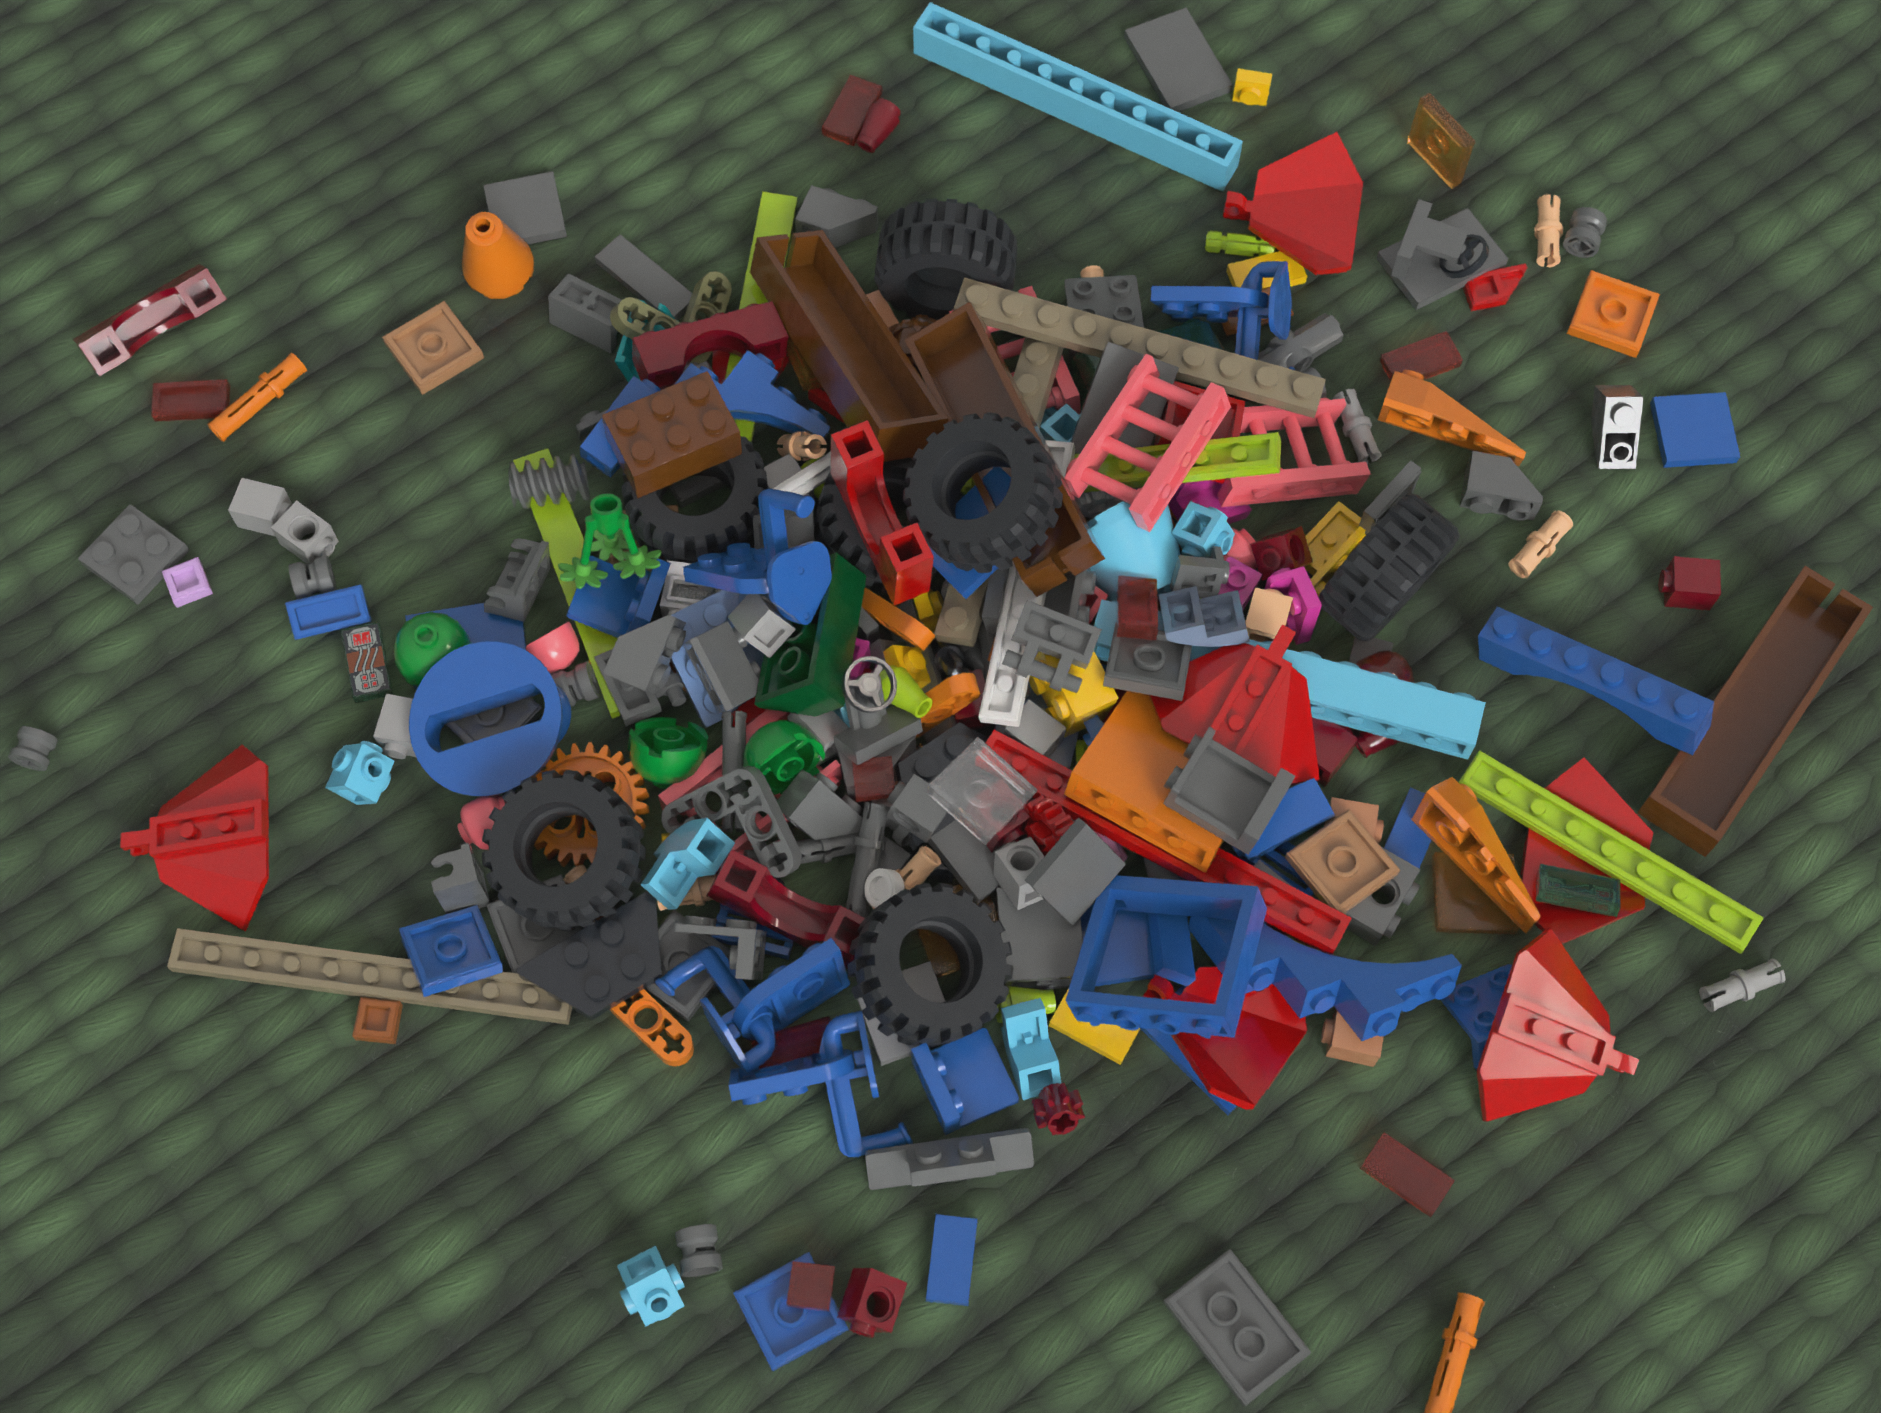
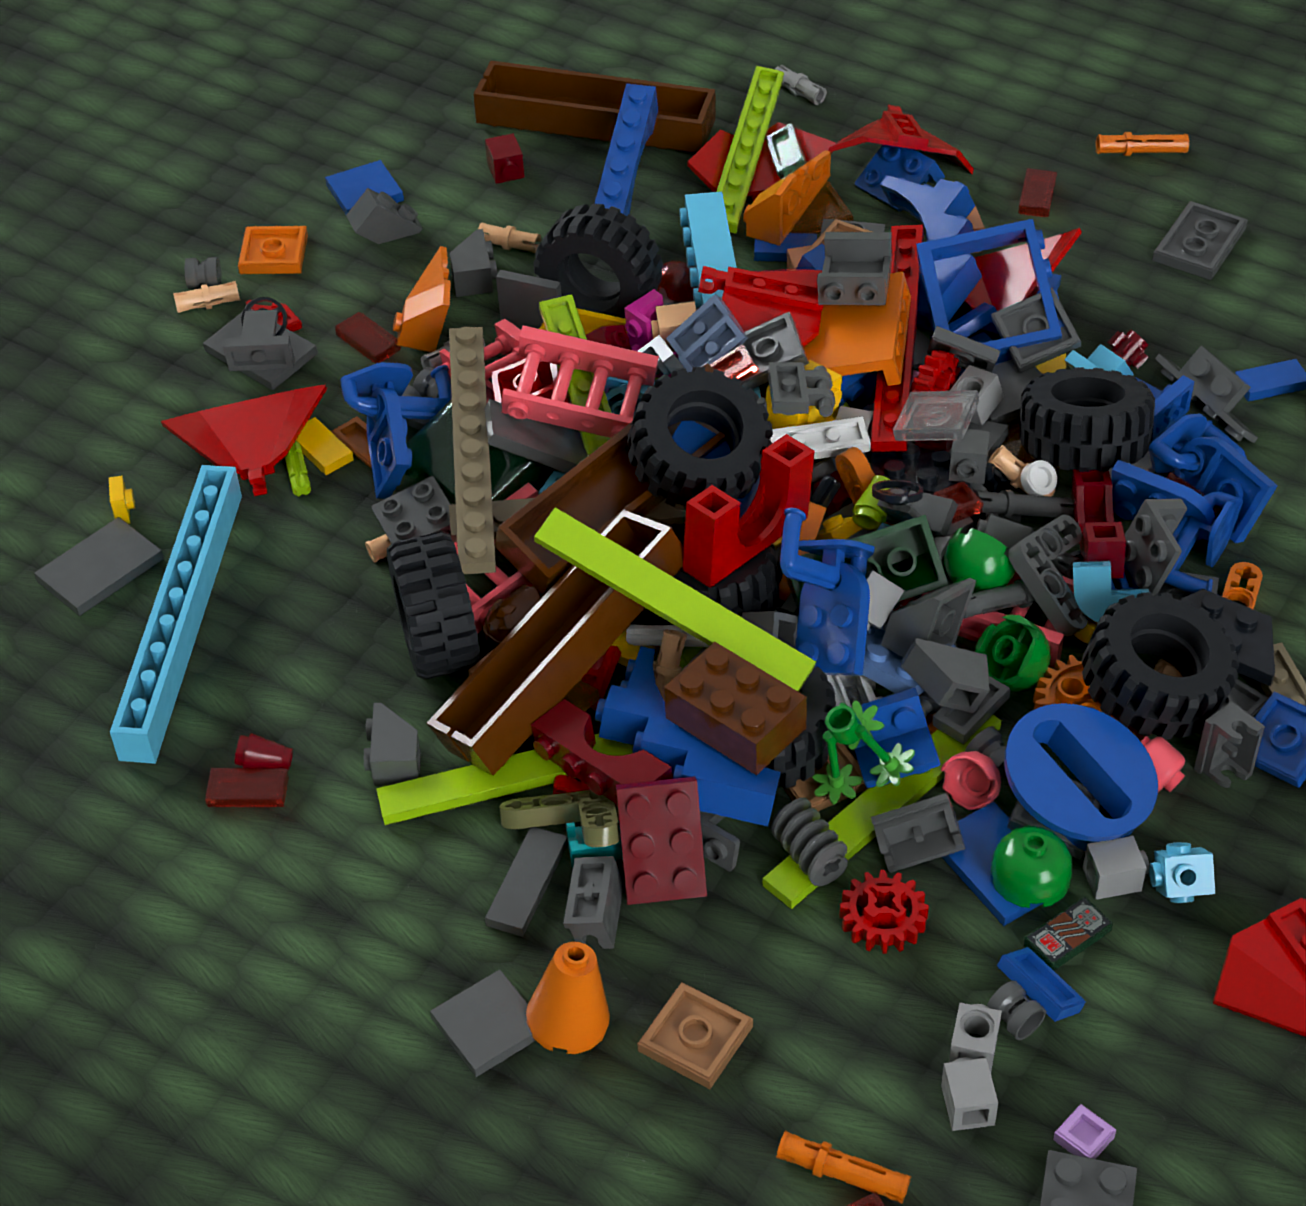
camera: 110 degrees left, 20 degrees down
(442, 520) = (883, 911): none -> red gear
(599, 361) = (661, 840): none -> dark red plate
(803, 413) = (671, 598): none -> lime tile
(1110, 973) = (1030, 317): none -> dark grey tile
(1440, 140) = (147, 358): clear orange tile -> none

